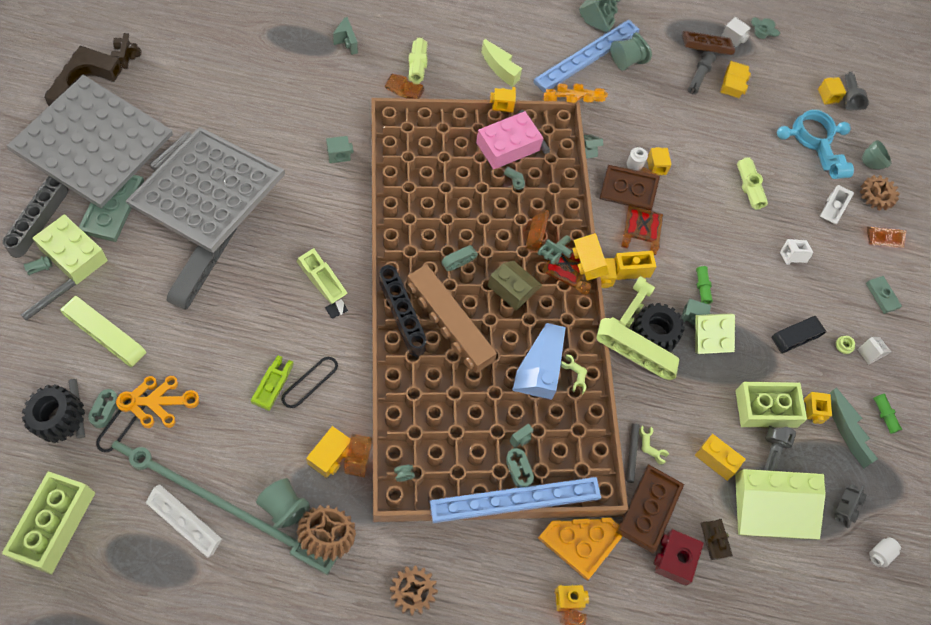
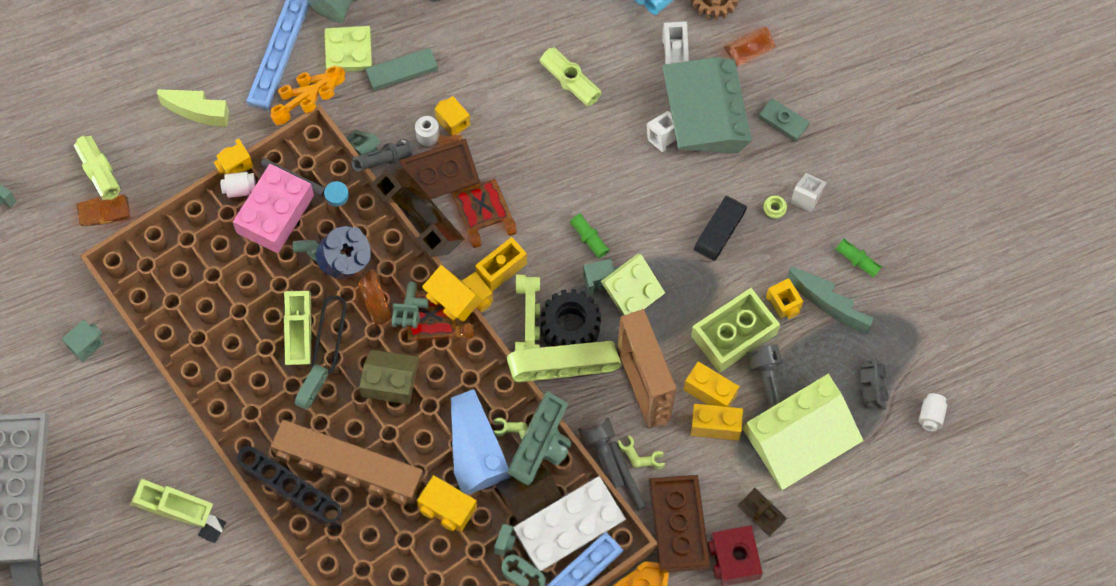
camera: 25 degrees left, 5 degrees up
(476, 217) = (297, 327): none -> yellowish green slope
(496, 113) = (238, 184): none -> white brick
(498, 387) = (446, 504): none -> yellow brick
(504, 215) = (339, 333): none -> black piece
(536, 190) = (339, 265): none -> brick
(554, 157) = (336, 193): none -> medium azure tile
(559, 418) = (529, 499): none -> dark brown slope
(573, 455) = (568, 524): none -> white plate
(590, 387) = (541, 440): none -> sand green plate
(603, 156) = (388, 154): none -> dark grey pin
(603, 218) = (438, 233): none -> dark brown arch
(619, 87) = (348, 48): none -> yellowish green plate
(630, 415) = (599, 439): none -> dark grey piece
(643, 117) = (401, 69): none -> sand green tile
(694, 387) = (646, 369): none -> medium nougat window
(730, 430) = (710, 386): none -> yellow brick
(837, 252) = (707, 105): none -> sand green slope

